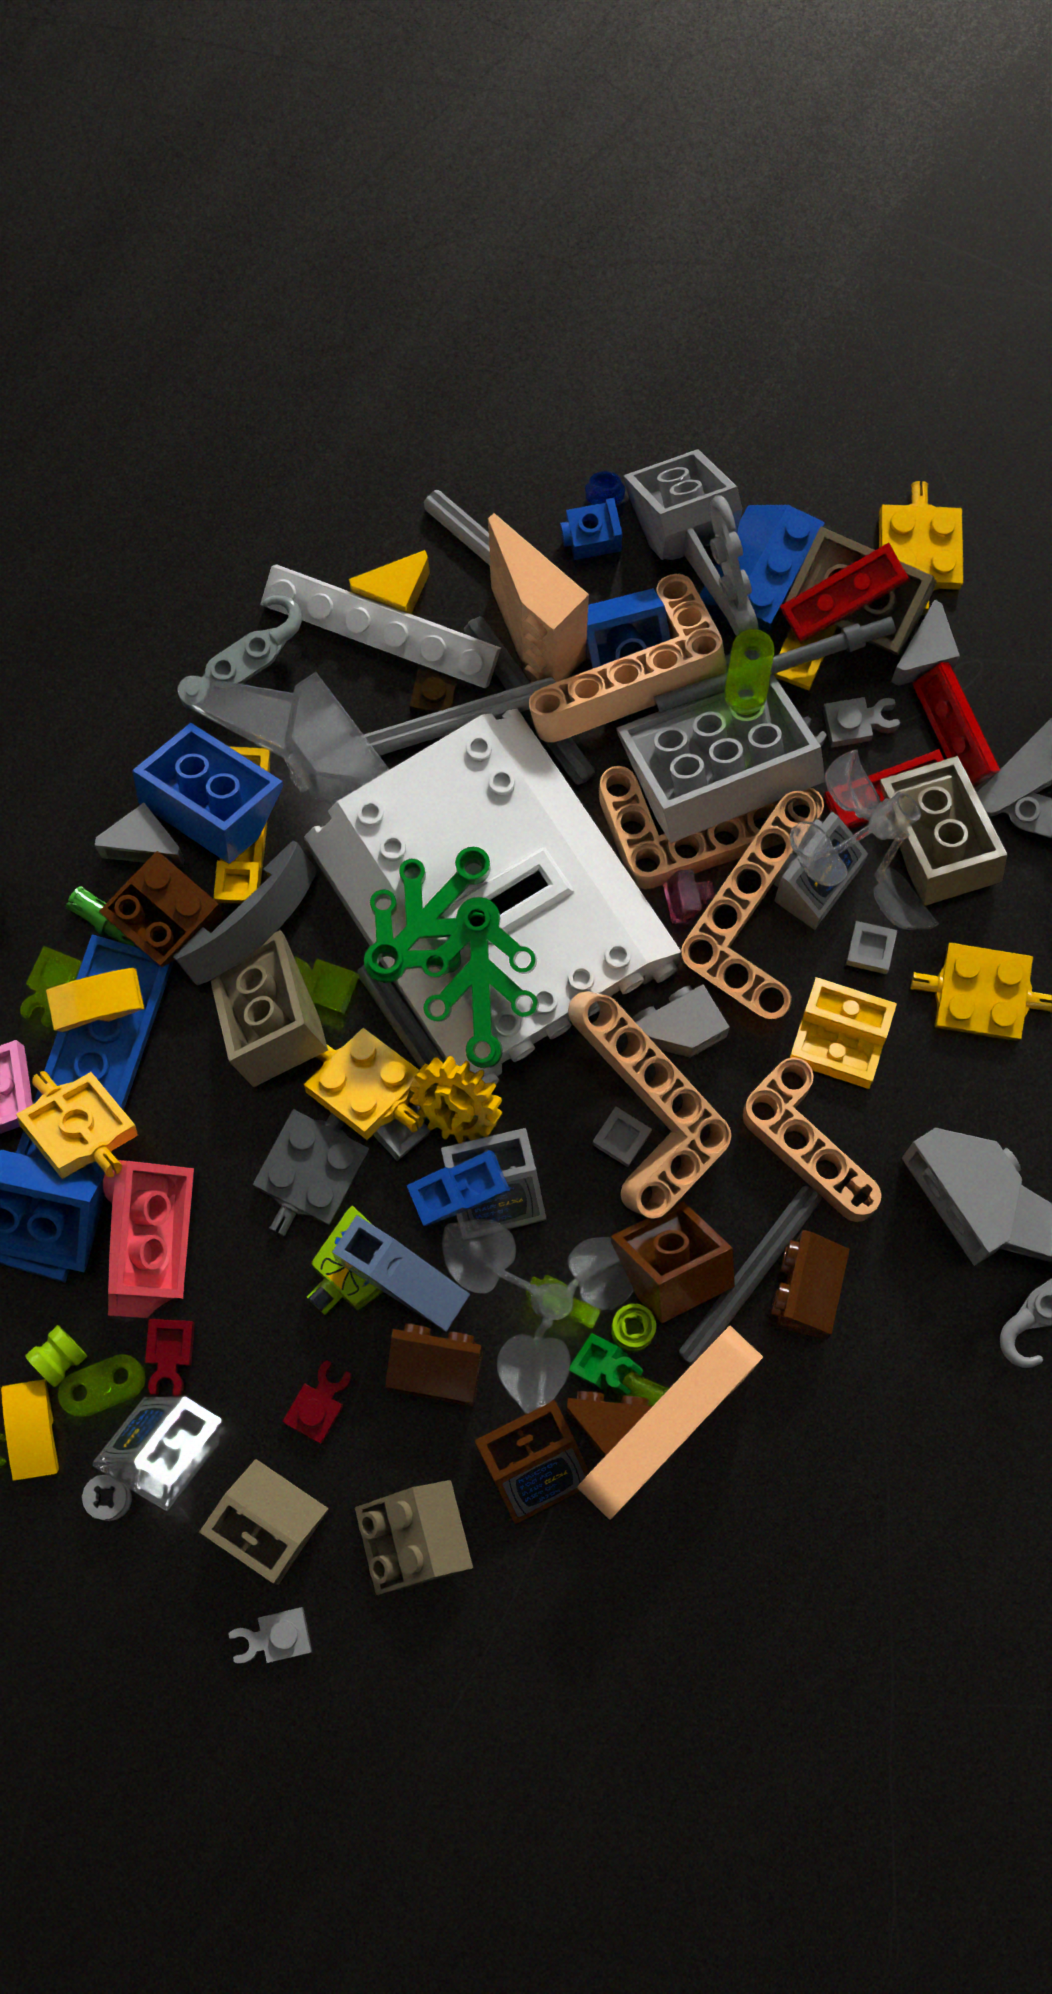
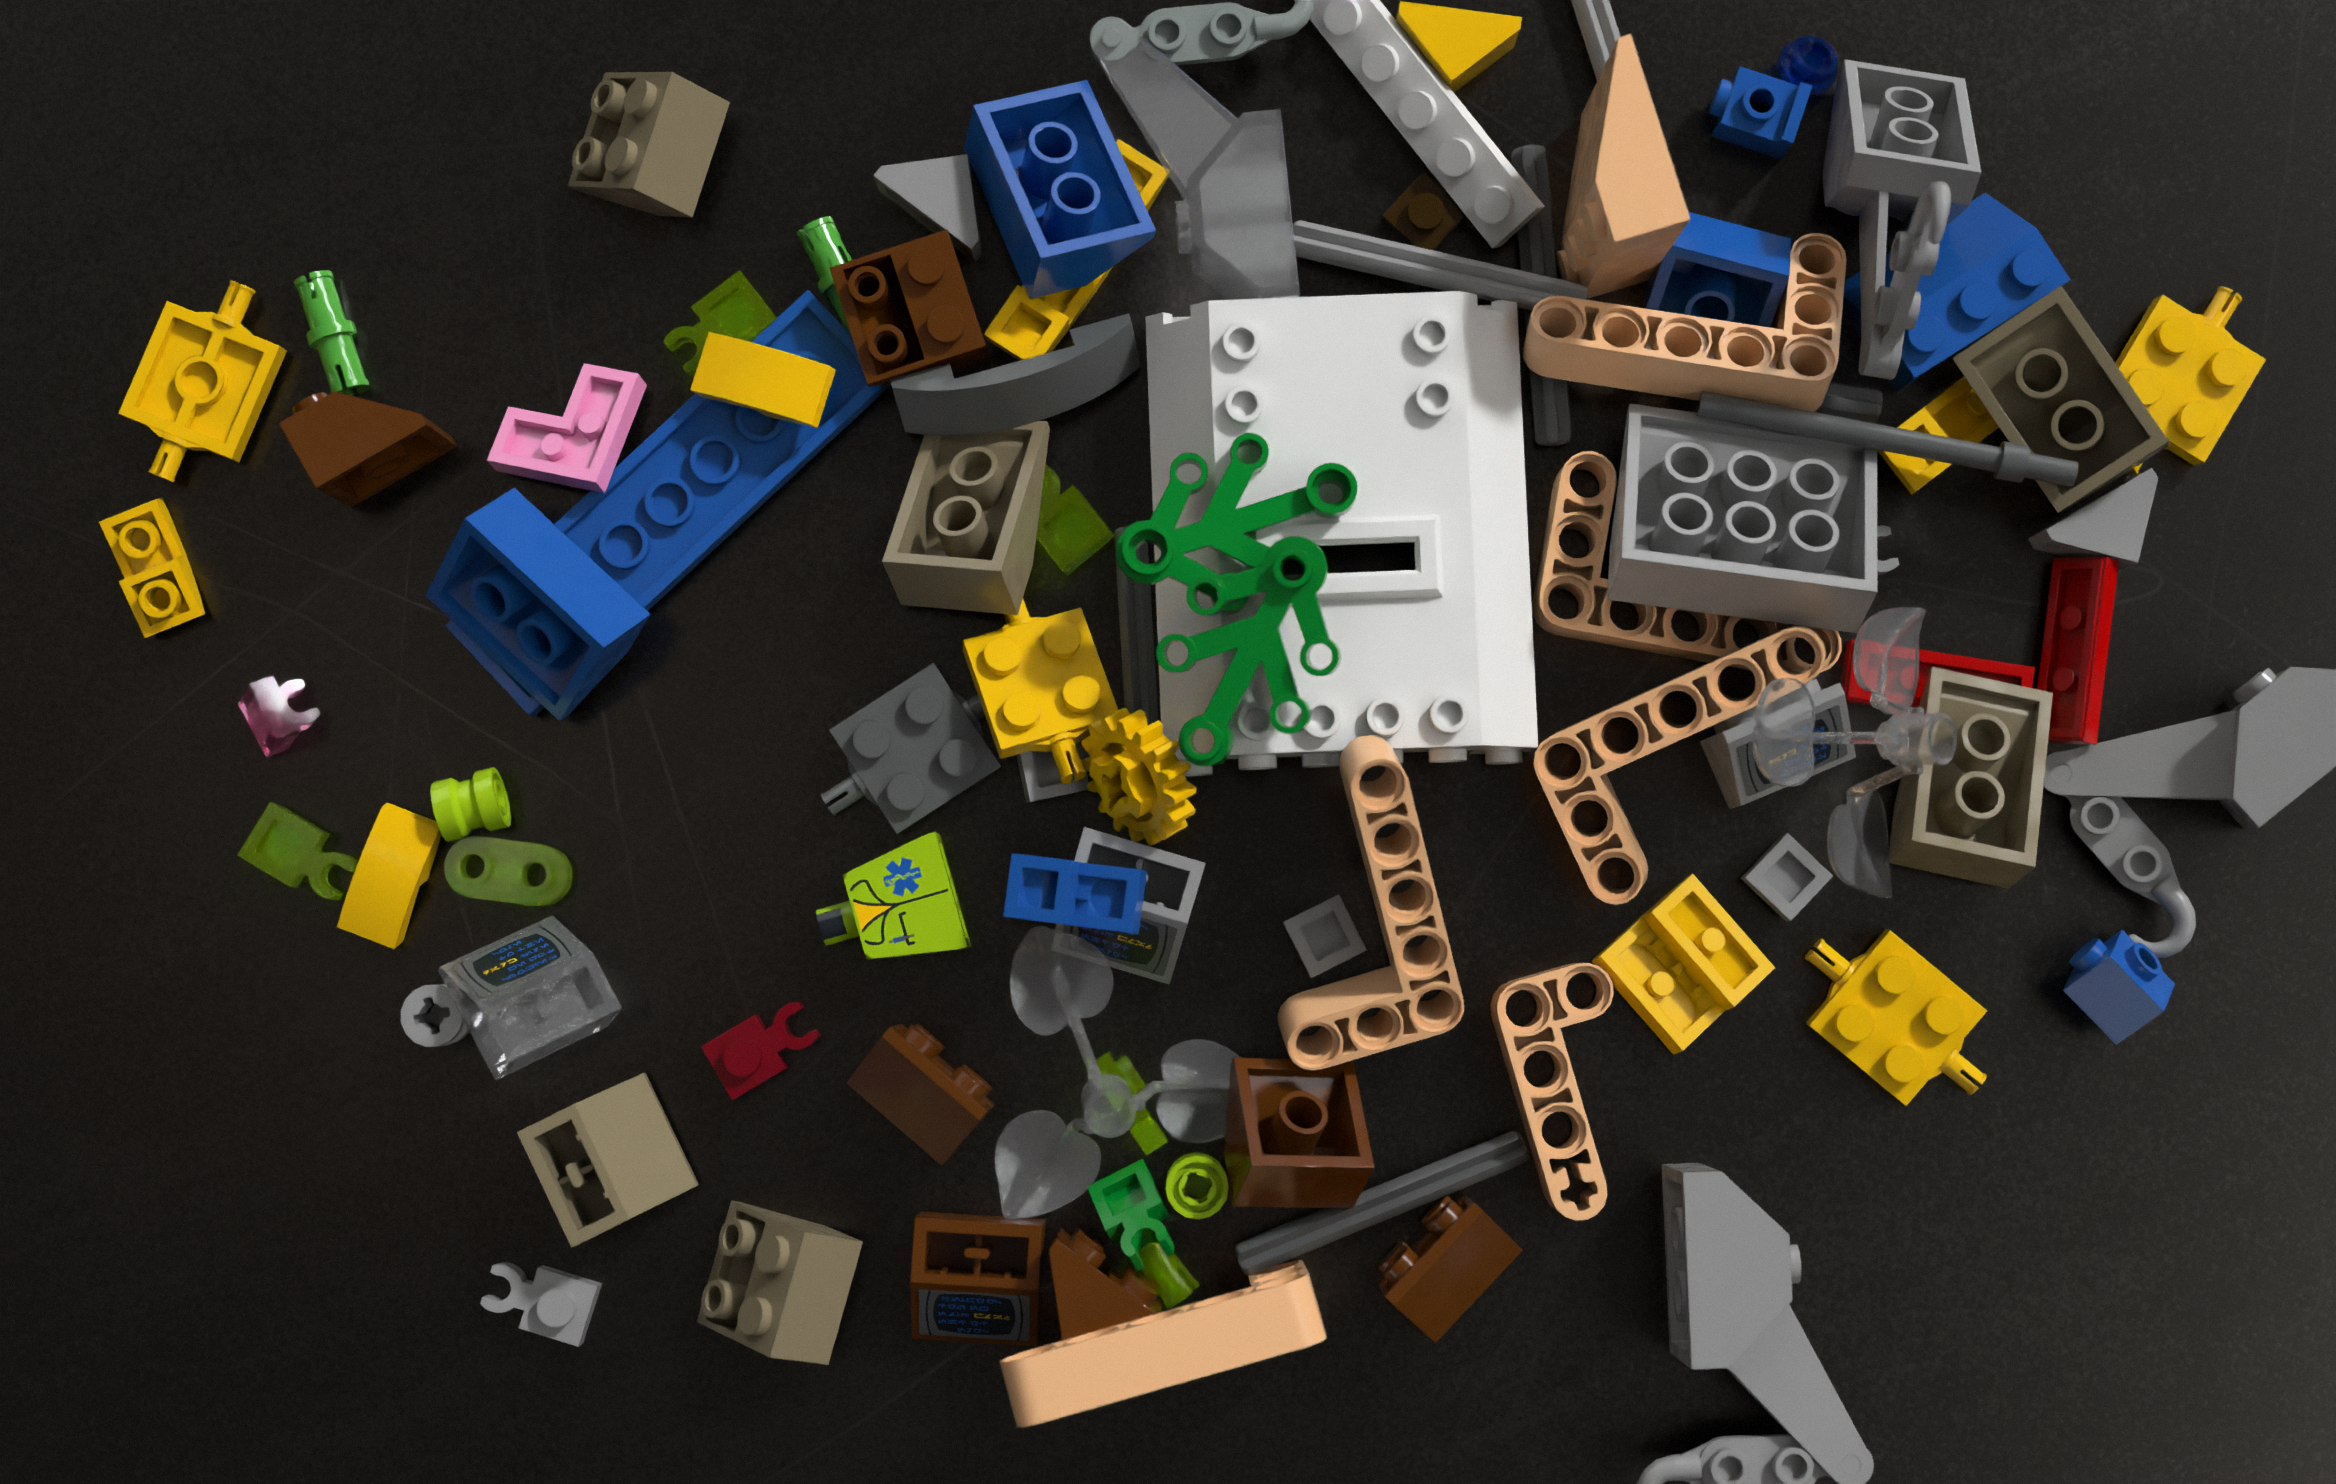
camera: 30 degrees right, 10 degrees up
(76, 1124) = (648, 533): yellow plate -> none
(147, 1236) = (663, 718): coral slope -> none
(169, 1347) = (615, 874): dark red plate -> none
(399, 1273) = (940, 959): sand blue slope -> none
(685, 1024) = (1486, 840): light grey slope -> none
(686, 896) = (1588, 673): clear pink tile -> none
(749, 673) = (1844, 434): clear neon green plate -> none
(844, 593) = (2038, 394): red tile -> none
(853, 722) = (1945, 565): light grey plate -> none

